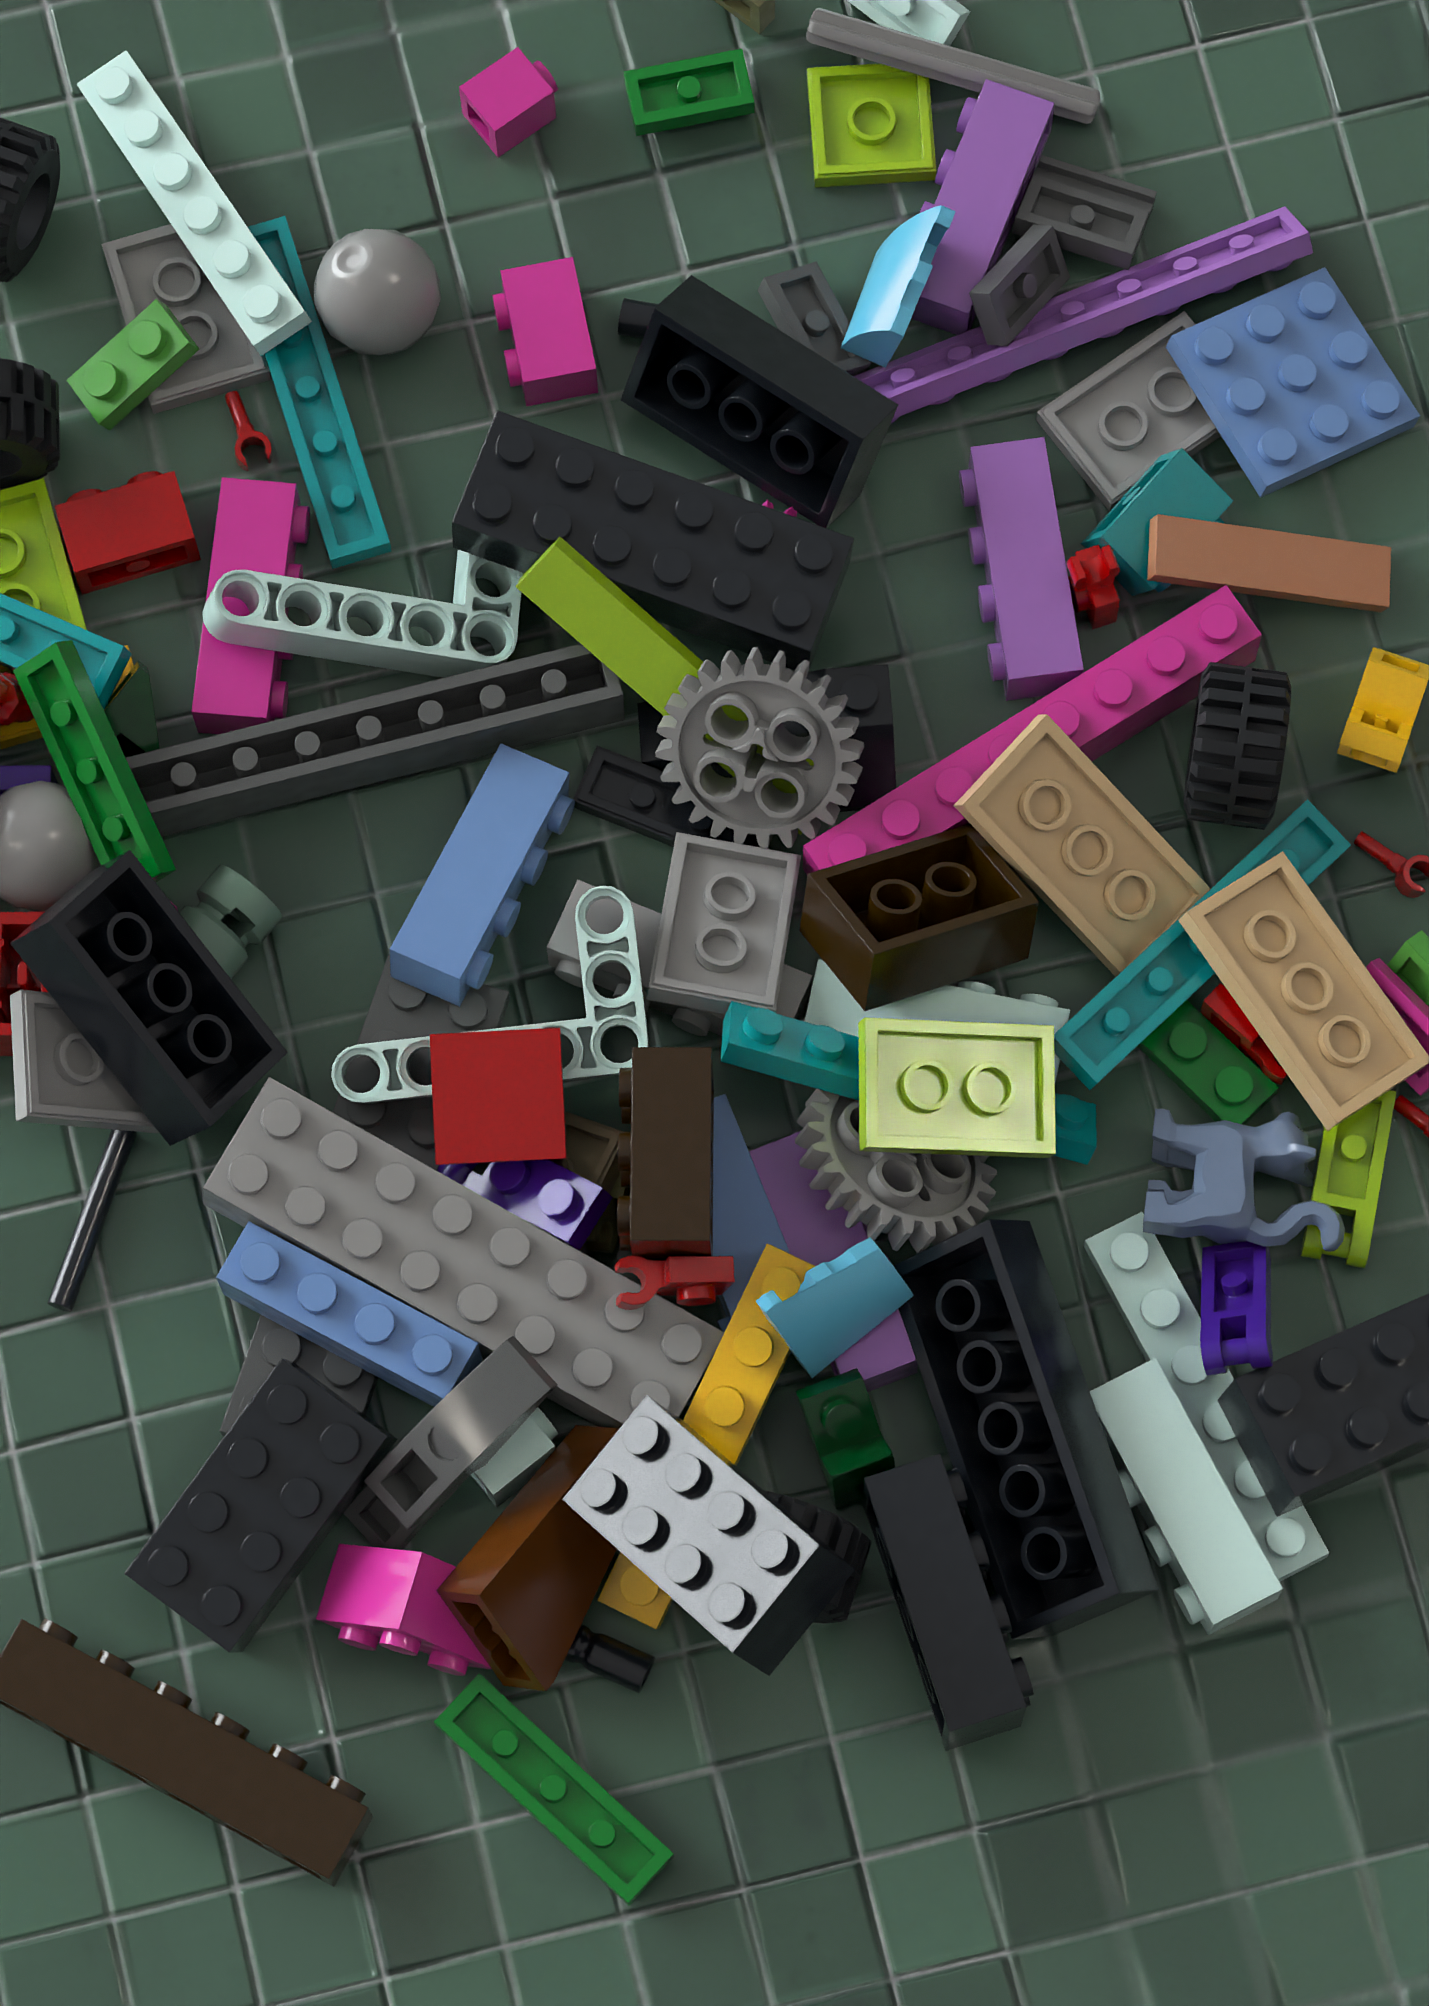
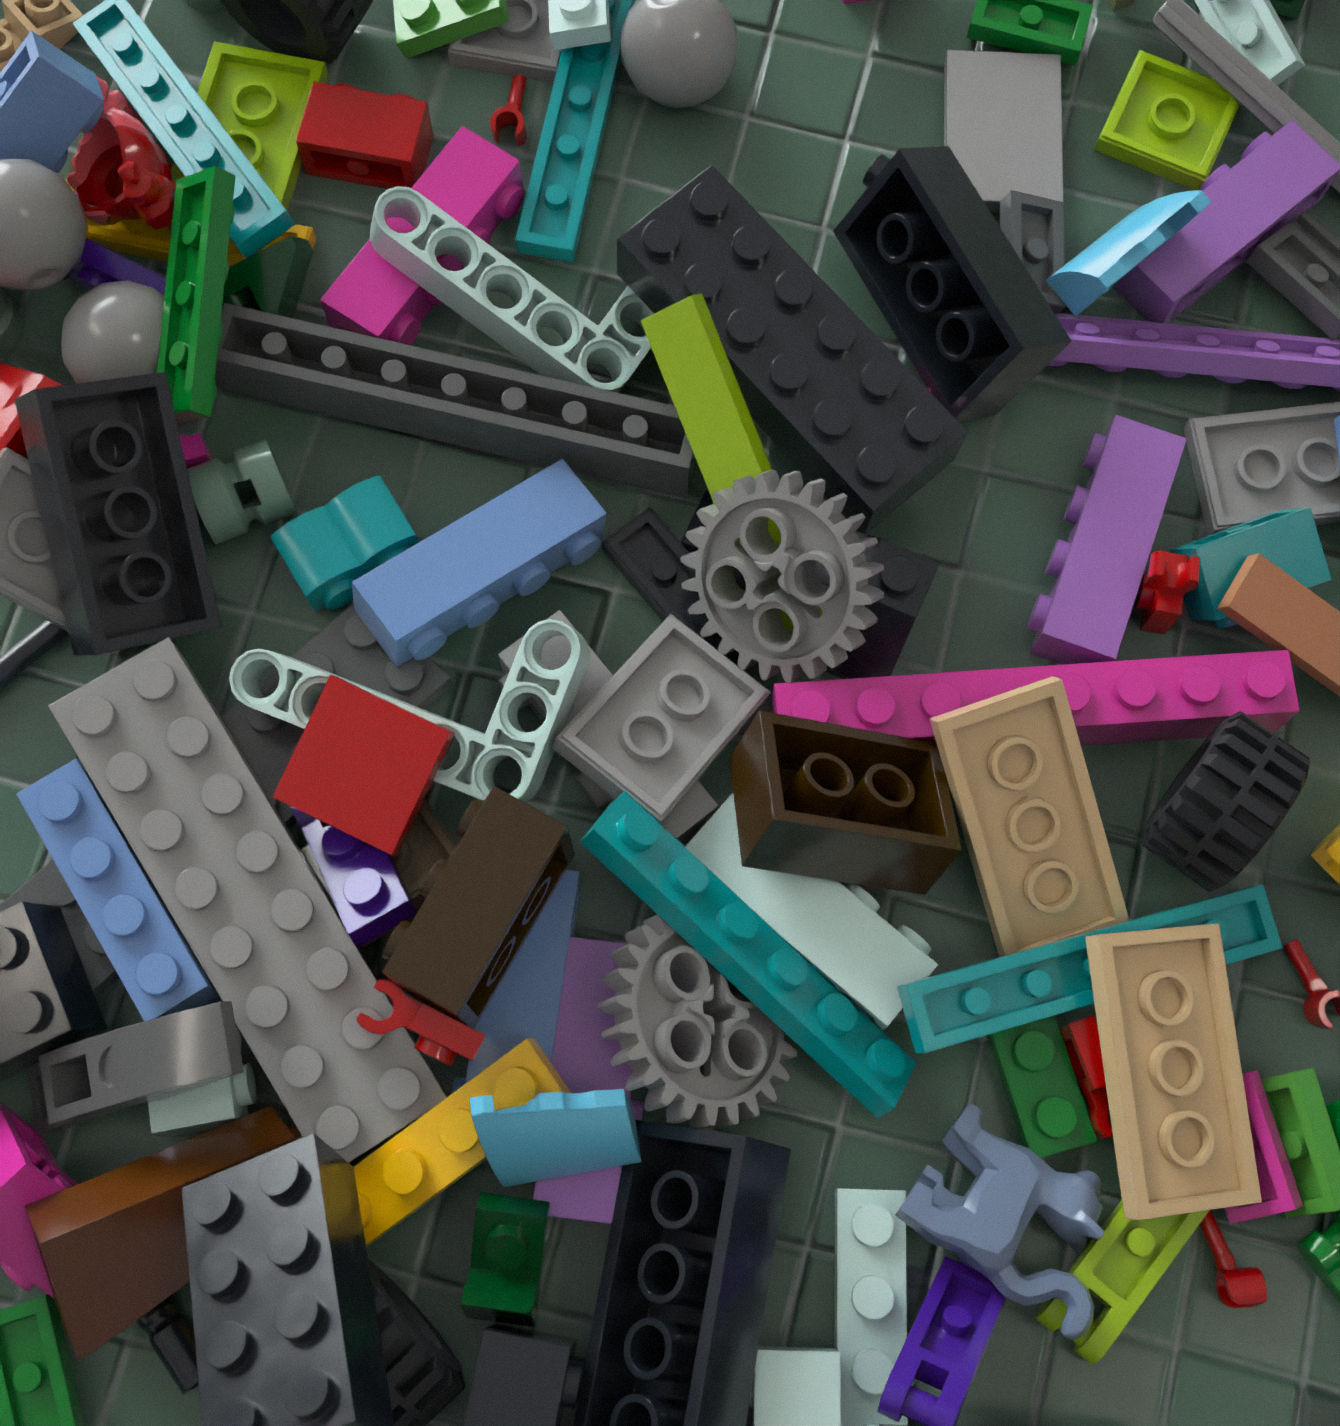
camera: 25 degrees right, 0 degrees up
(346, 922) = (343, 542): none -> teal brick
(547, 330) = (803, 149): dark pink brick -> none
(720, 209) = (1005, 122): none -> light grey tile
(956, 1088) = (787, 987): lime plate -> none
(1019, 285) = (1231, 302): dark grey plate -> none

